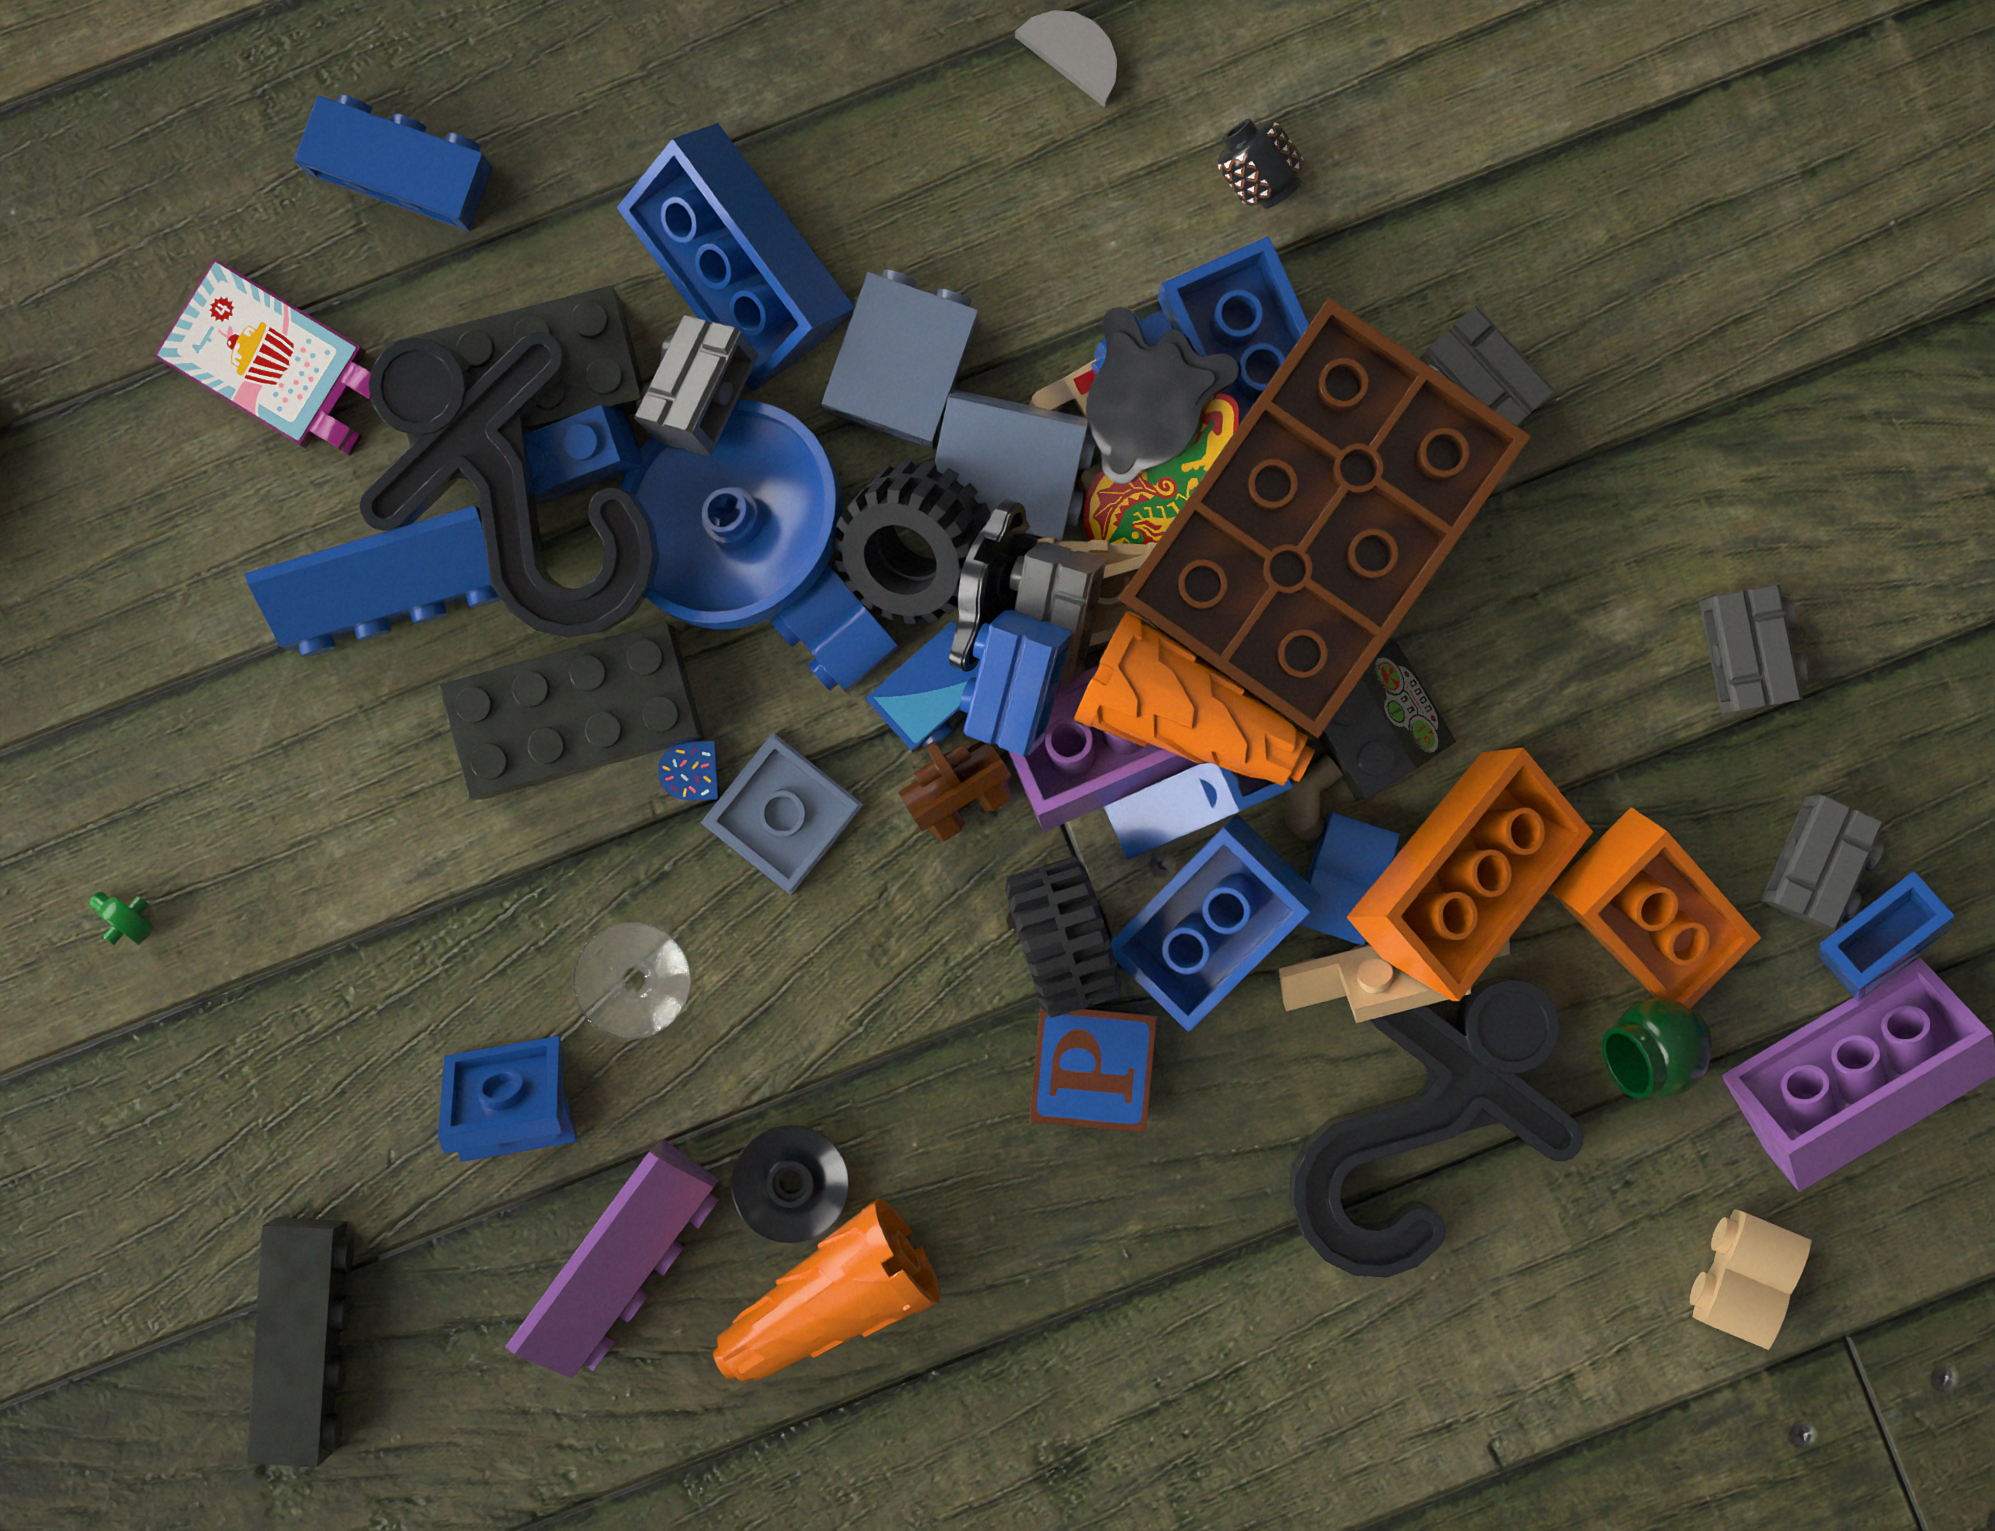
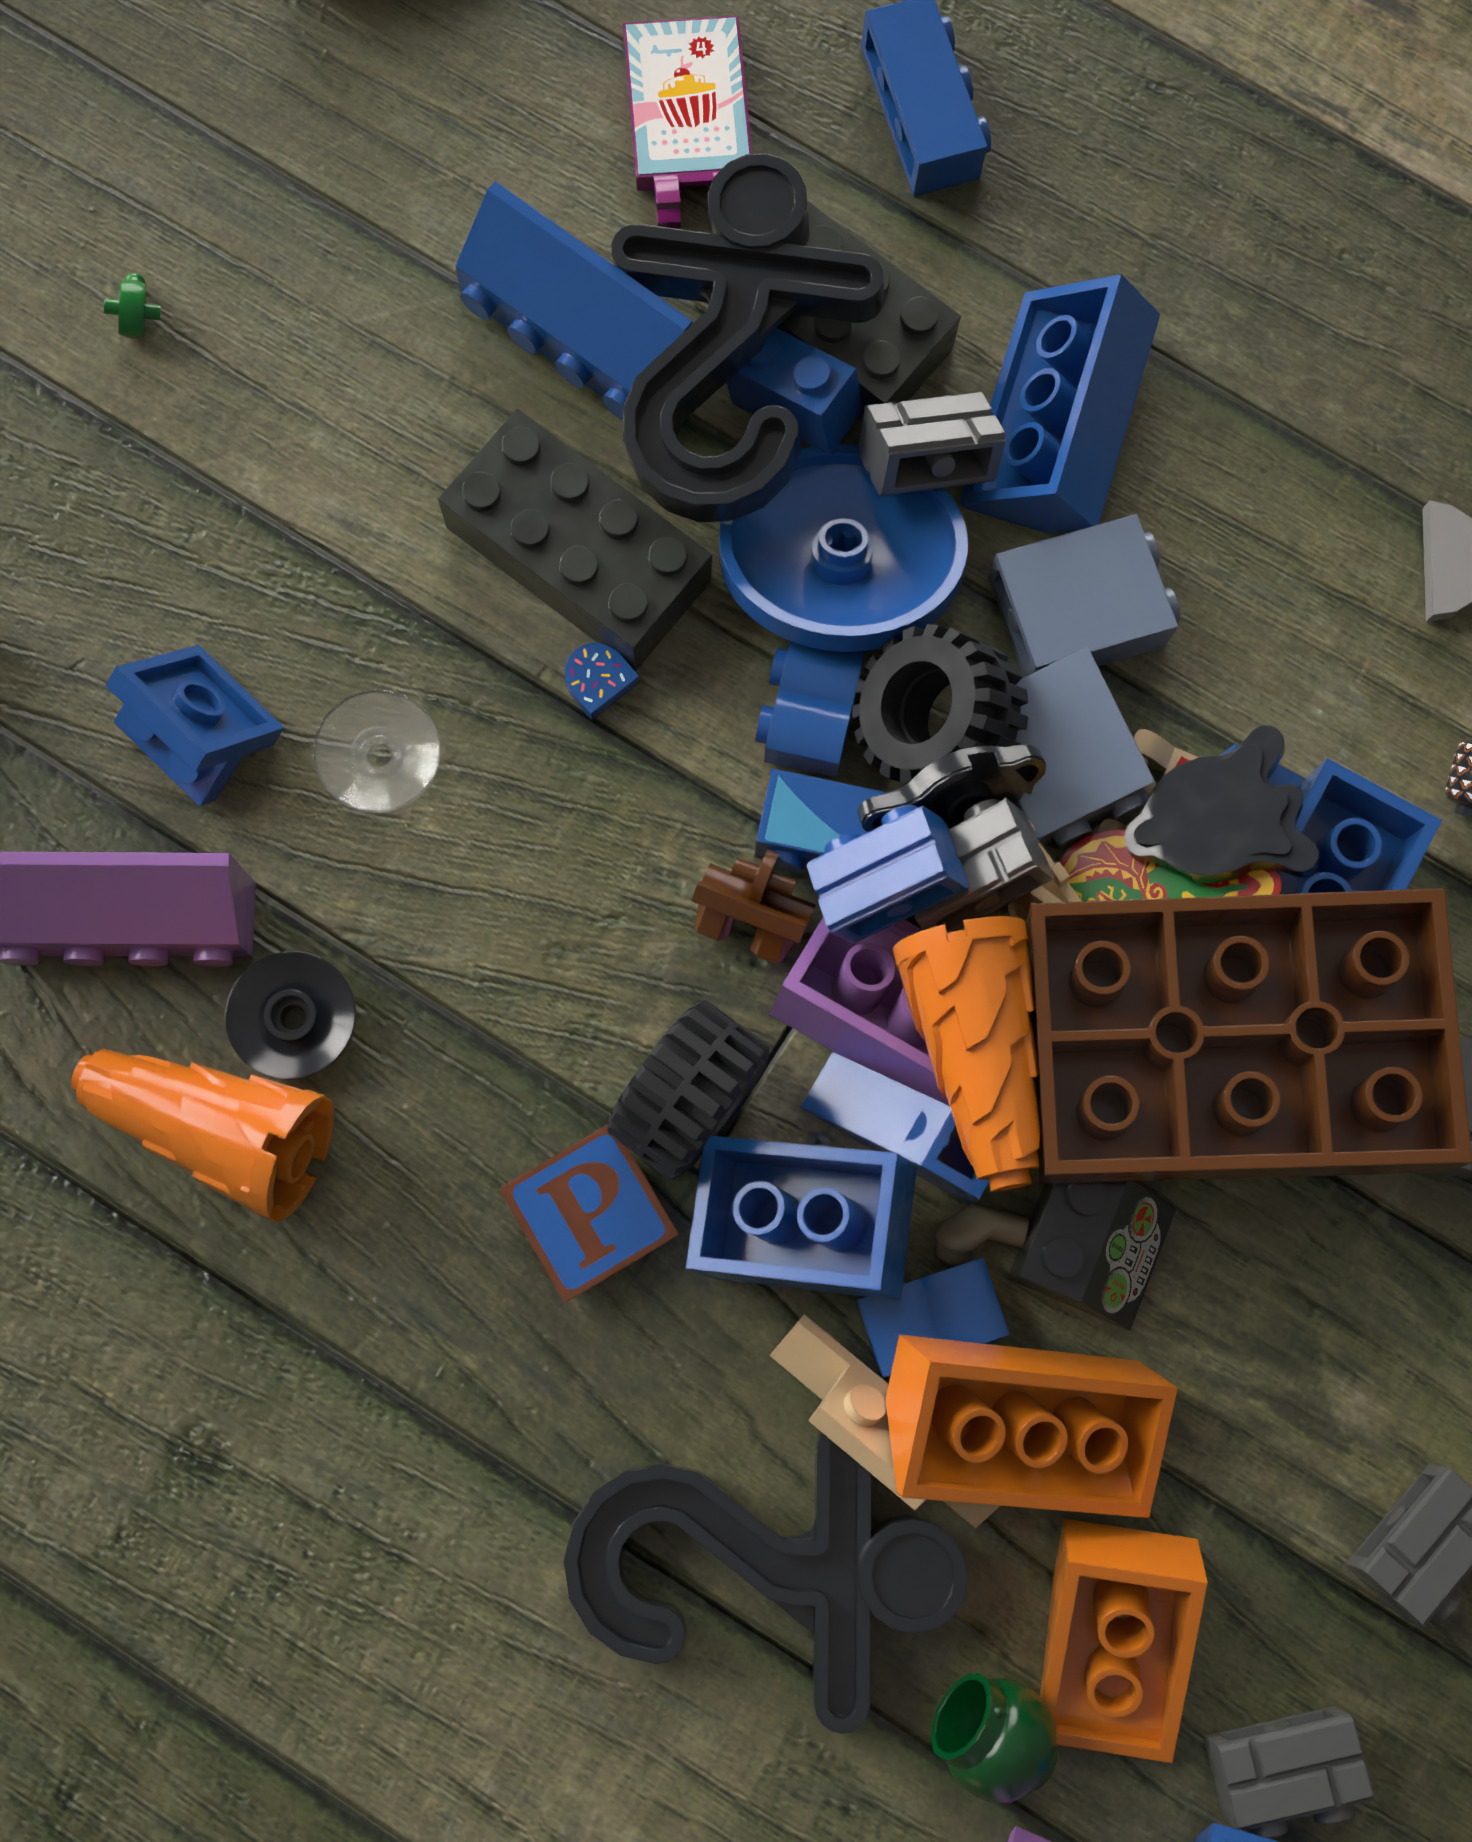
camera: 55 degrees right, 10 degrees down
(782, 813) = (617, 780): sand blue tile -> none

